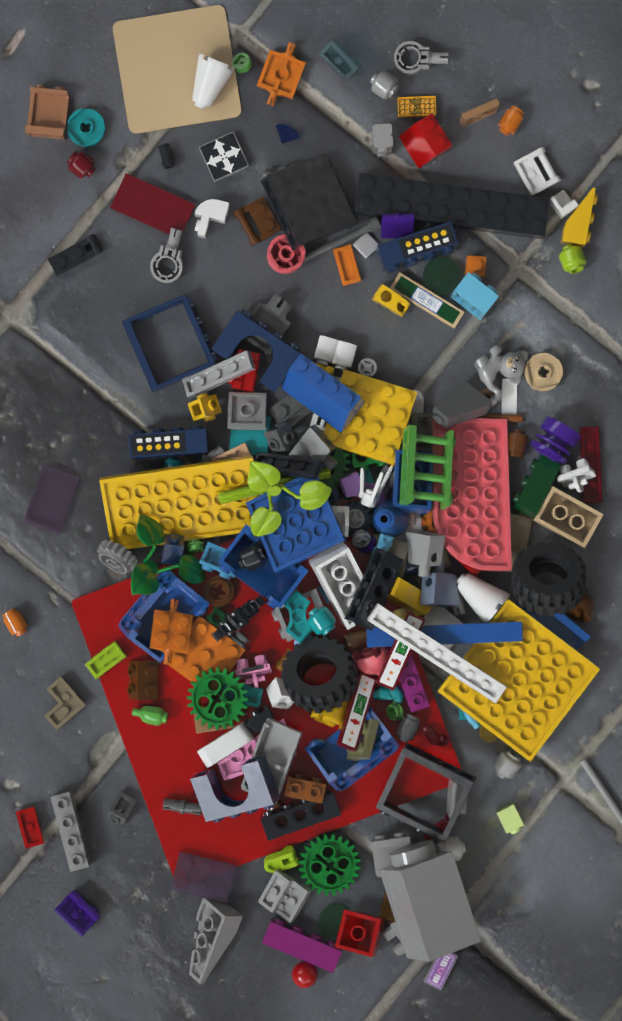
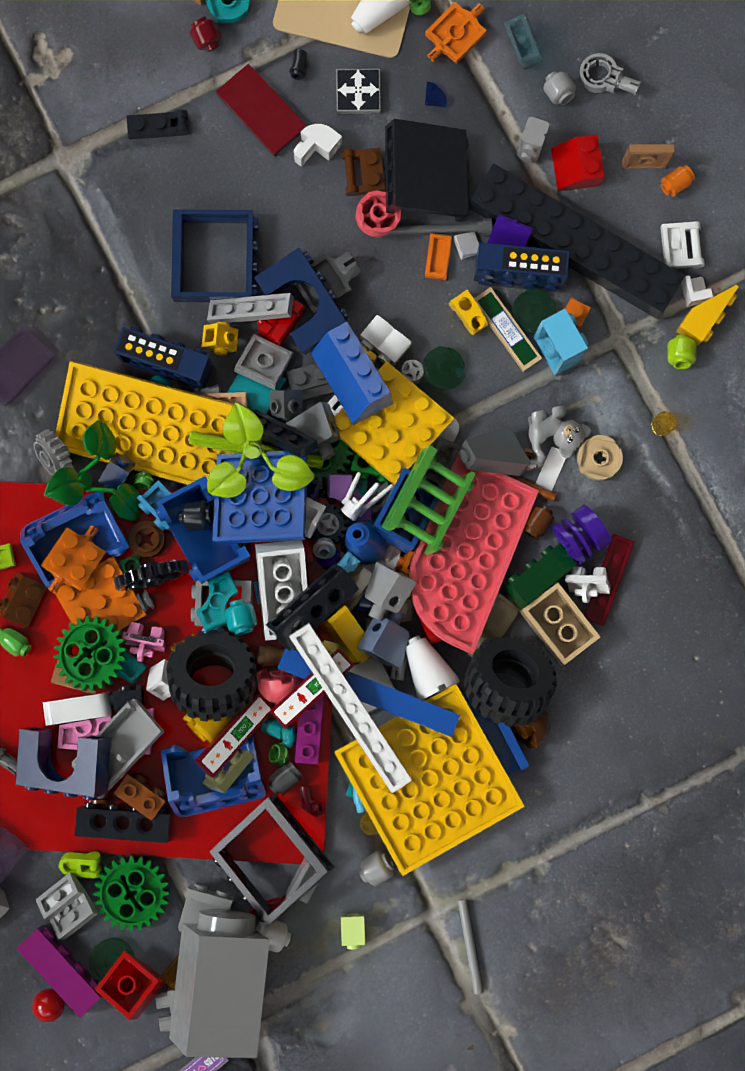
camera: 20 degrees right, 5 degrees down
(172, 244) = (250, 161): light grey pin -> none
(391, 354) = (444, 368): none -> clear green tile
(416, 106) = (582, 124): tile -> none
(584, 320) = (666, 419): none -> clear yellow wheel

